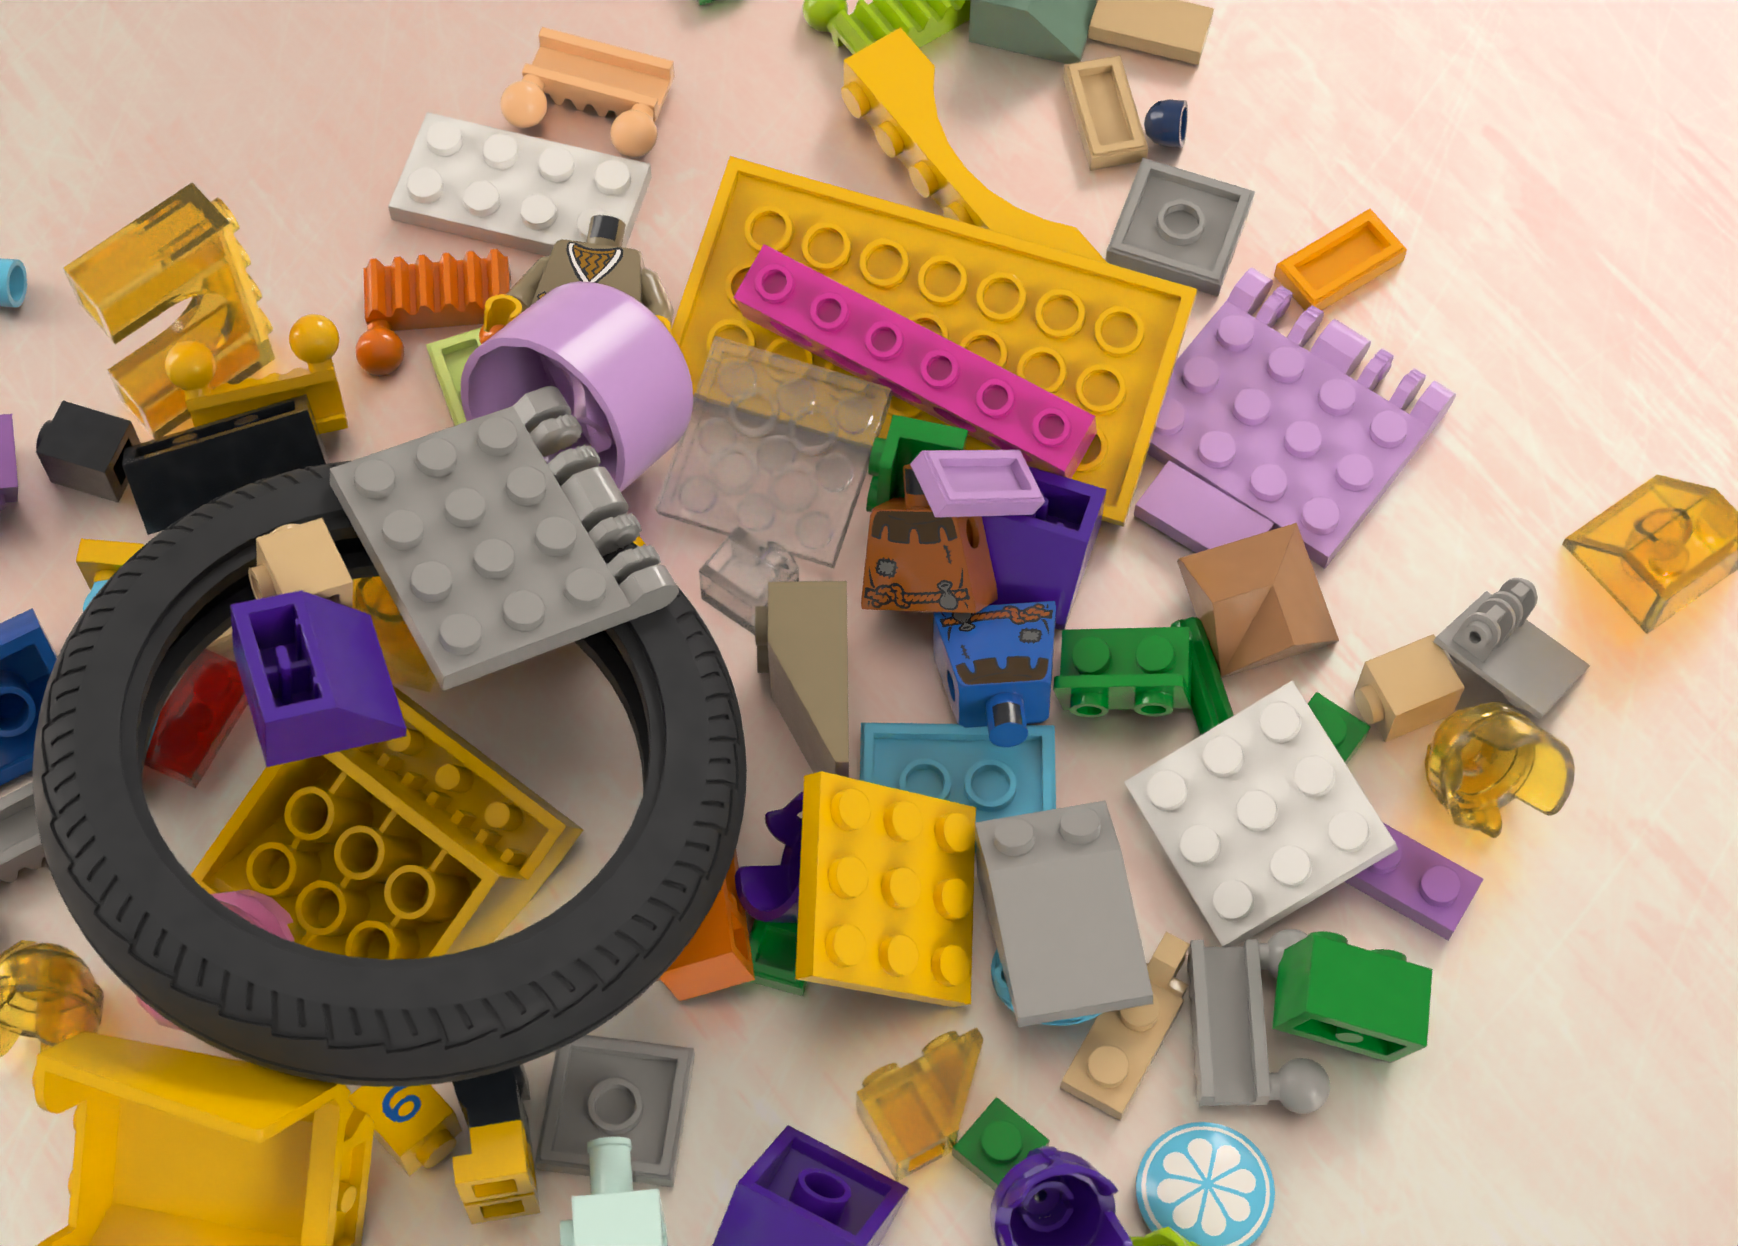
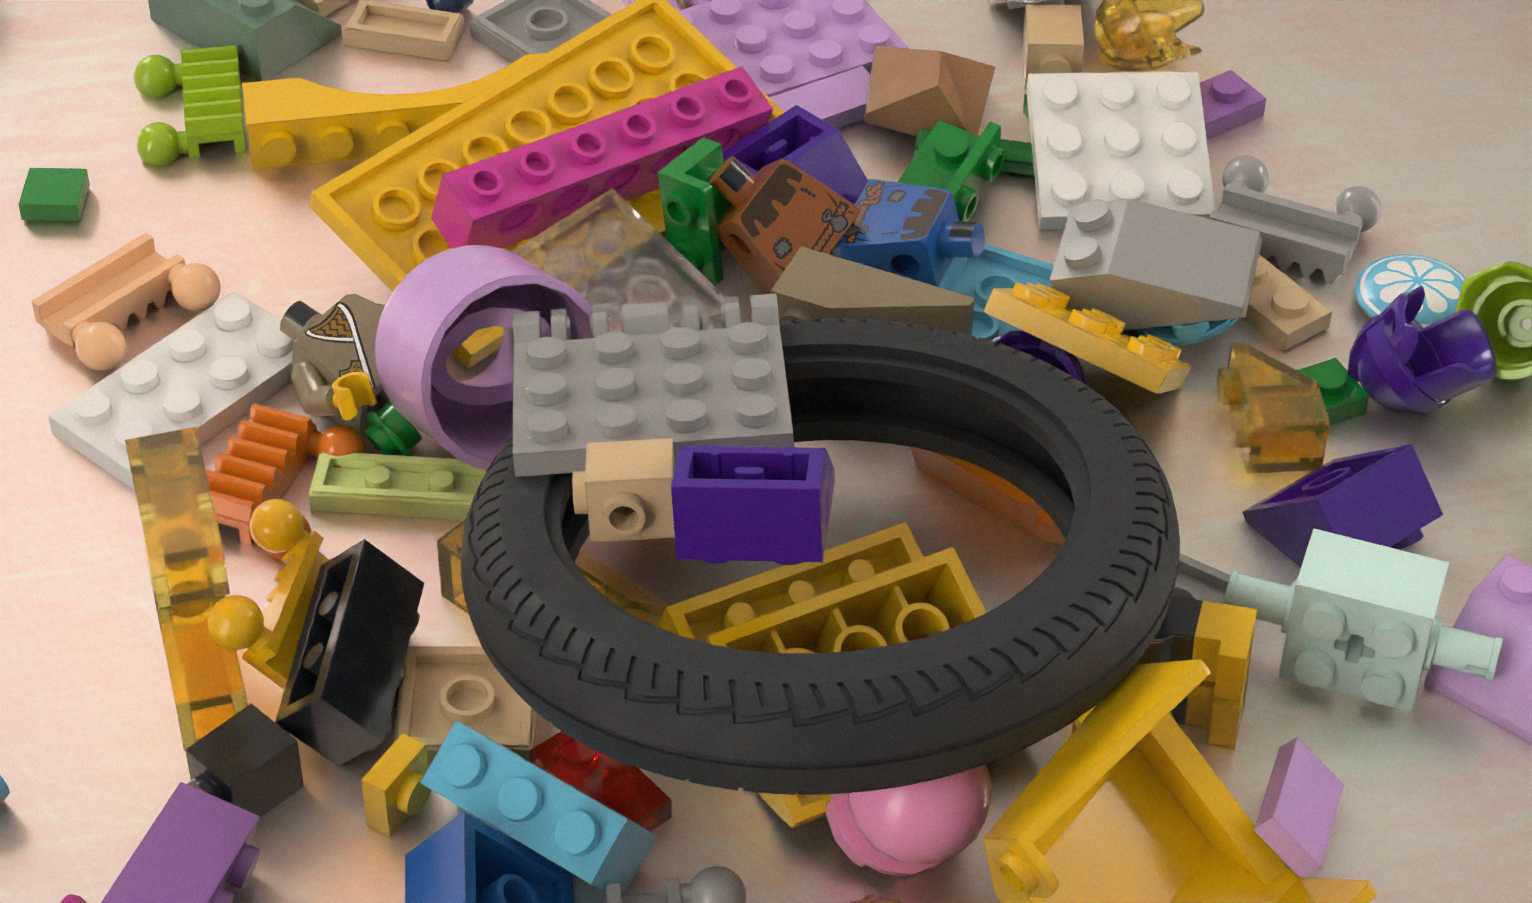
camera: 65 degrees left, 20 degrees down
(977, 483) = (760, 142): lavender tile -> none
(1353, 997) = (1304, 149): green brick -> none

